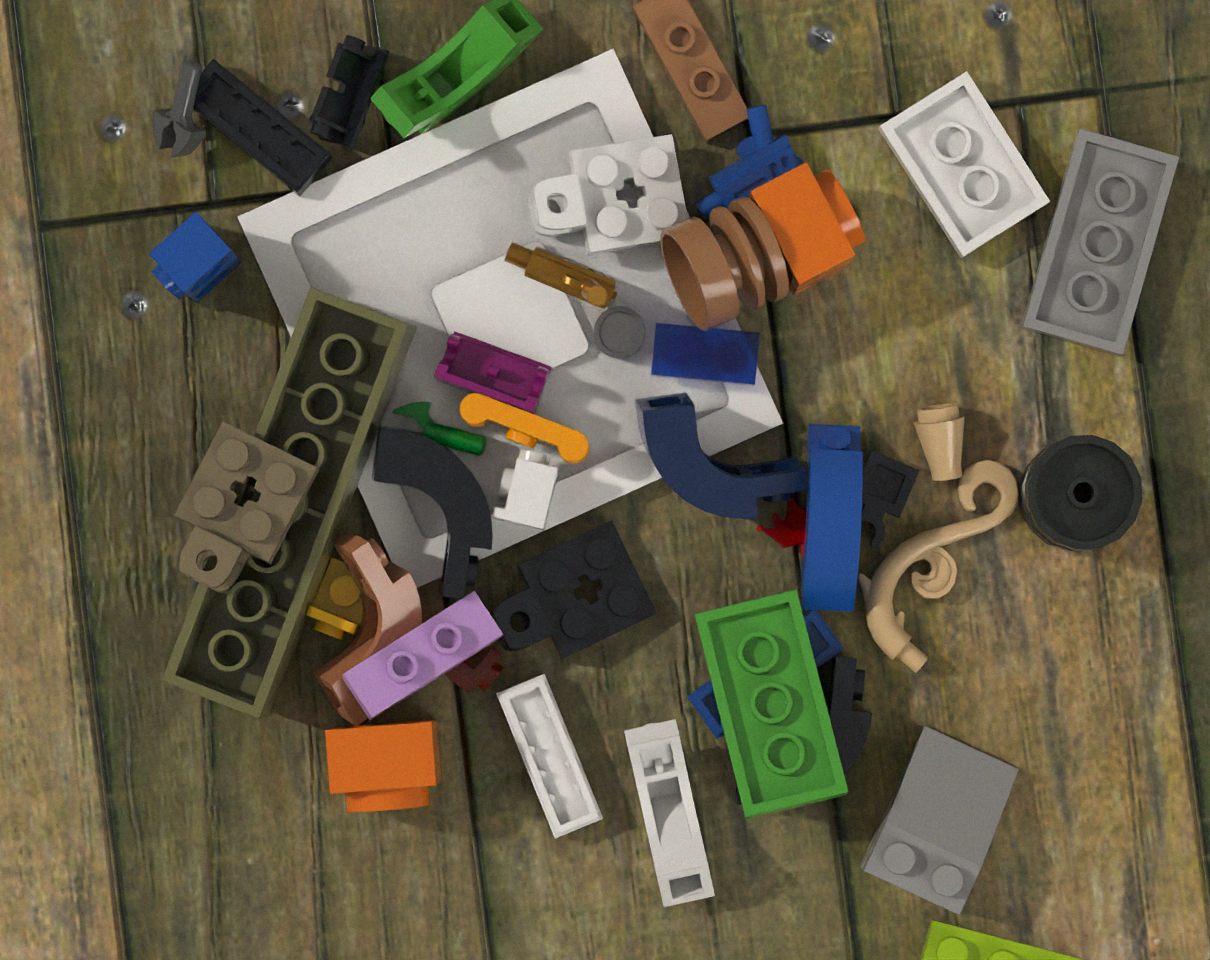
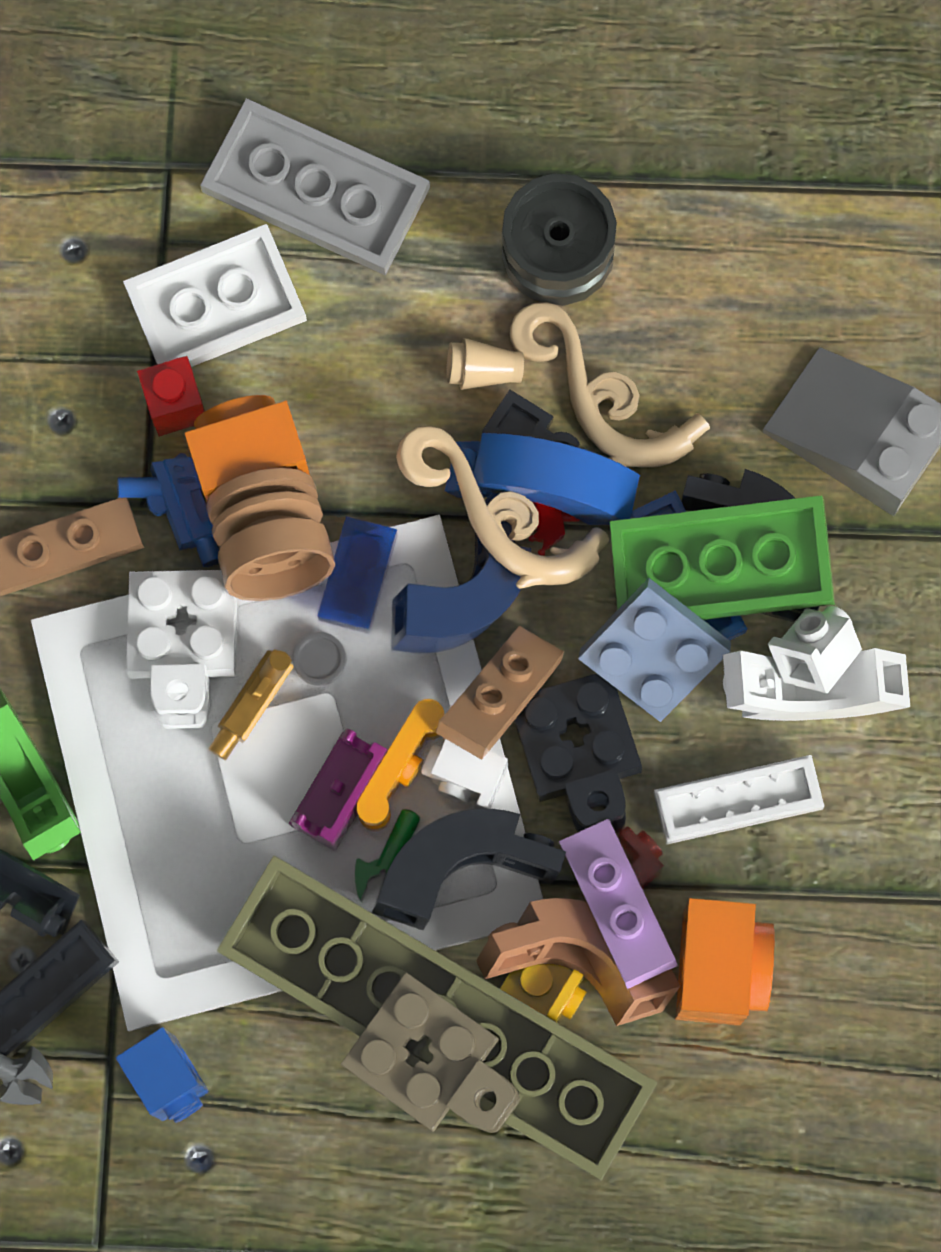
camera: 80 degrees left, 10 degrees down
(610, 511) = (499, 692): none -> medium nougat plate
(676, 652) = (654, 650): none -> sand blue plate
(698, 808) = (816, 649): none -> white brick
(775, 469) = (507, 506): none -> tan plant
(857, 142) = (171, 395): none -> red brick

